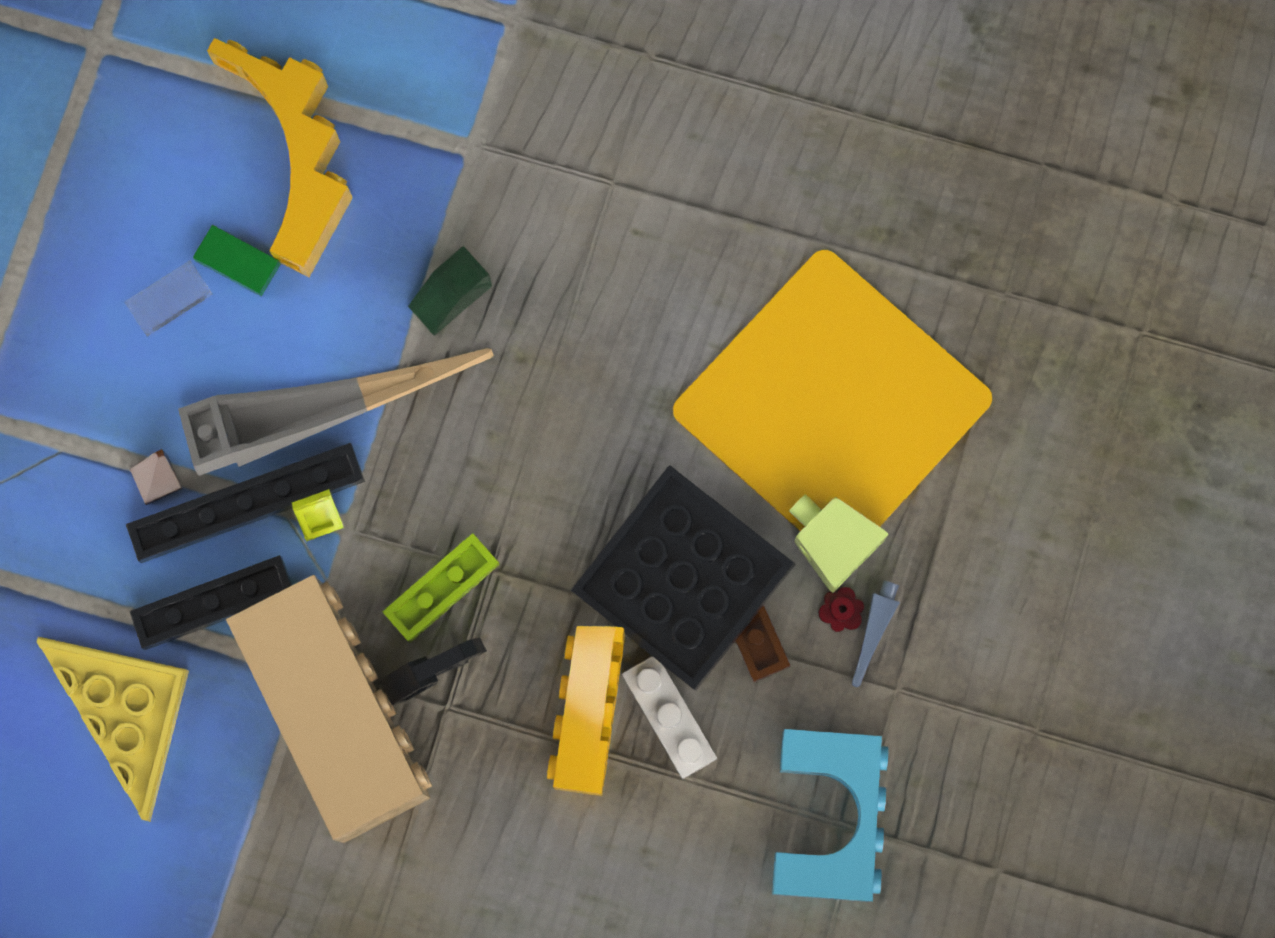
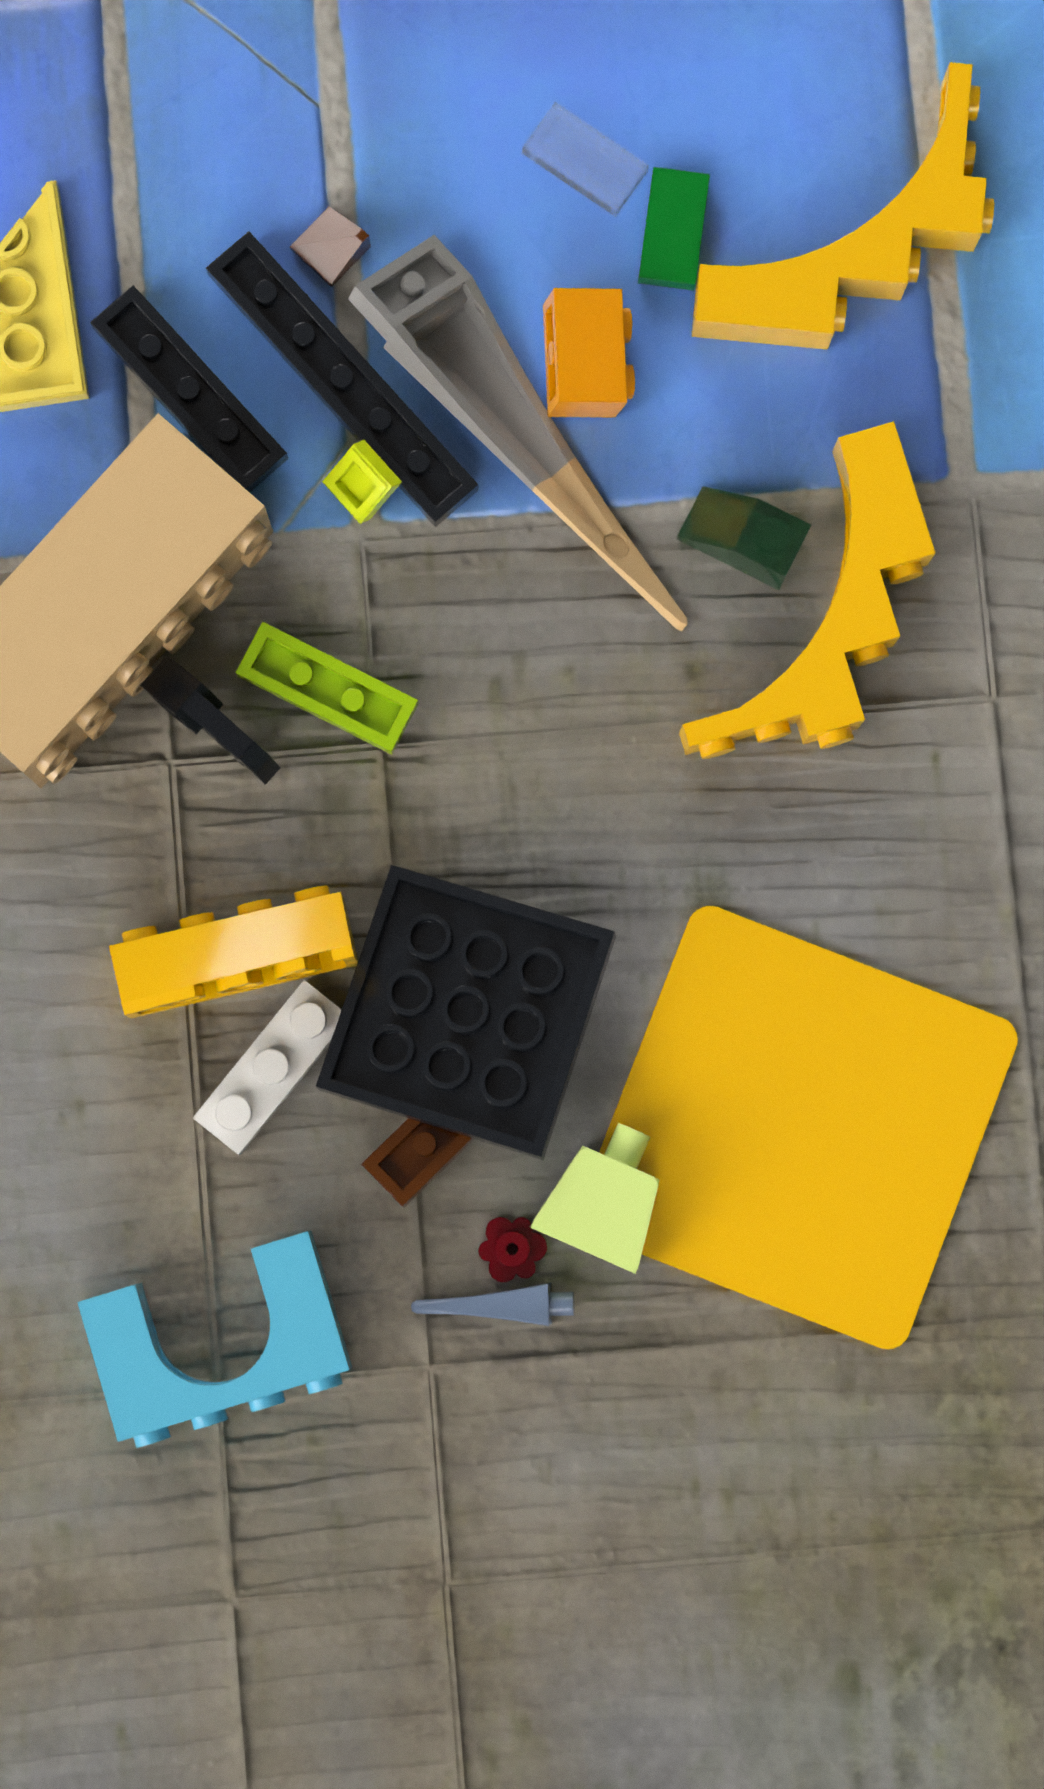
camera: 60 degrees right, 5 degrees up
(294, 343) = (587, 352): none -> light orange brick
(486, 209) = (881, 540): none -> yellow arch

